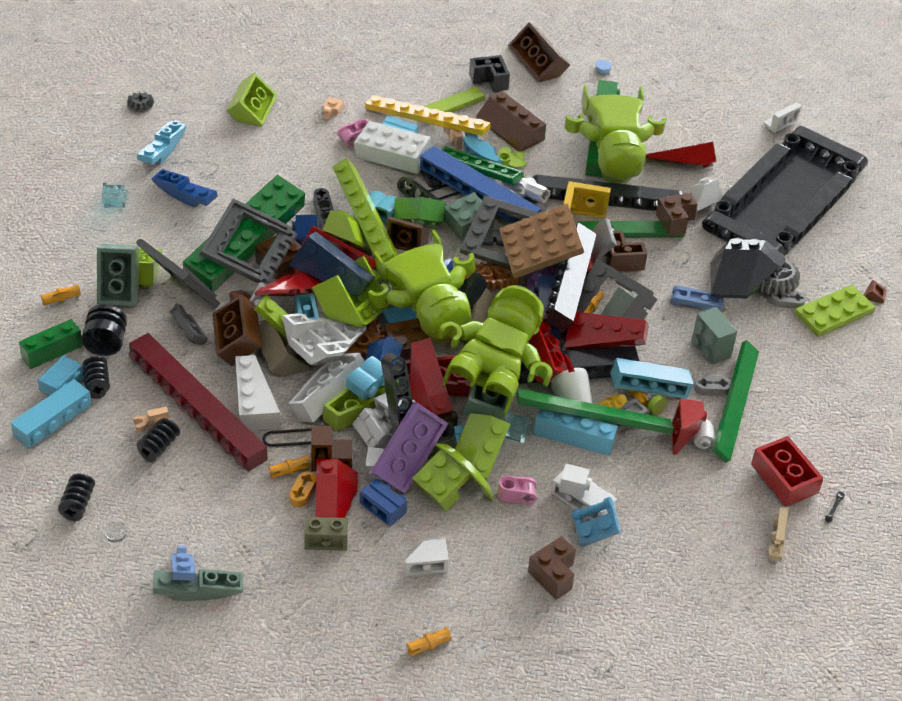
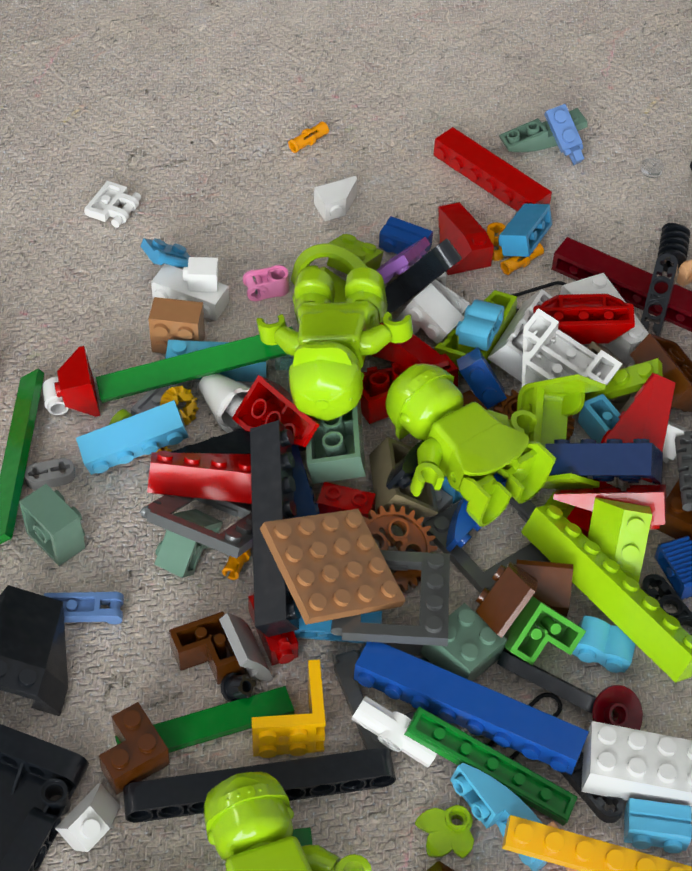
camera: 165 degrees right, 5 degrees up
(209, 384) = (655, 298): none -> black beam
(273, 552) = (489, 170): none -> red brick
(278, 474) = (525, 230): none -> dark azure brick
(283, 367) = (590, 316): none -> red wedge
(325, 448) = (489, 270): reddish brown brick -> none
(326, 533) = (446, 191): olive bracket -> none
(394, 176) = (623, 704): none -> dark red dish
(436, 213) = (506, 597): none -> reddish brown slope
(552, 565) = (205, 213): reddish brown brick -> none
(603, 453) = (175, 321): none -> medium nougat brick
(642, 607) = (106, 204): none -> white plate

